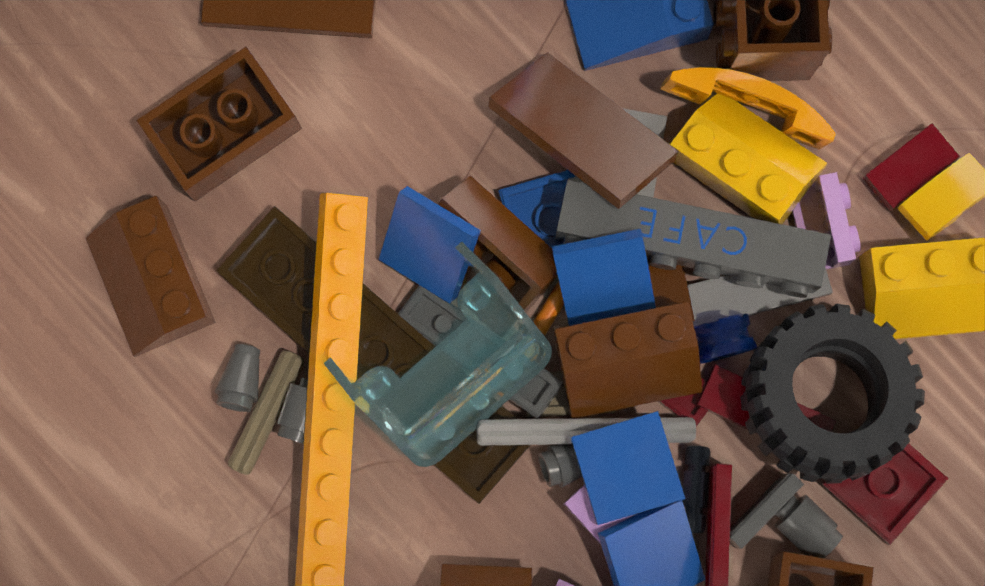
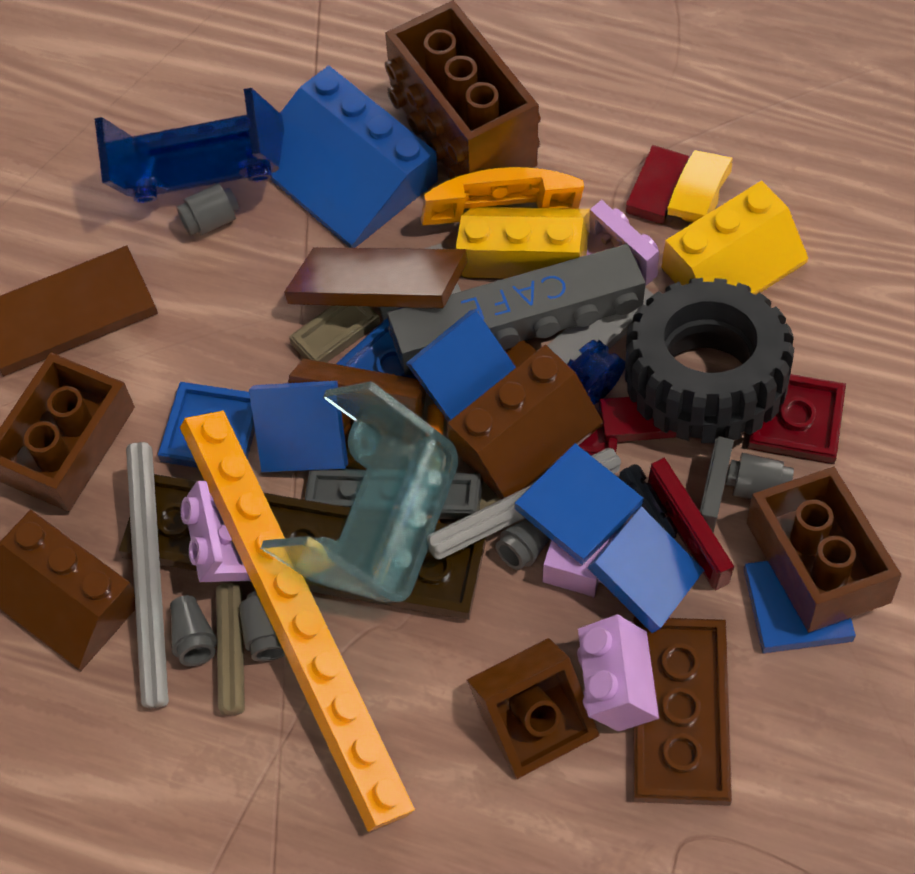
camera: 30 degrees left, 20 degrees down
(228, 308) = (147, 576): none -> light grey axle
(289, 329) = (210, 541): none -> lavender bracket
(360, 170) = (199, 400): none -> blue tile
(510, 154) = (333, 331): none -> dark tan tile

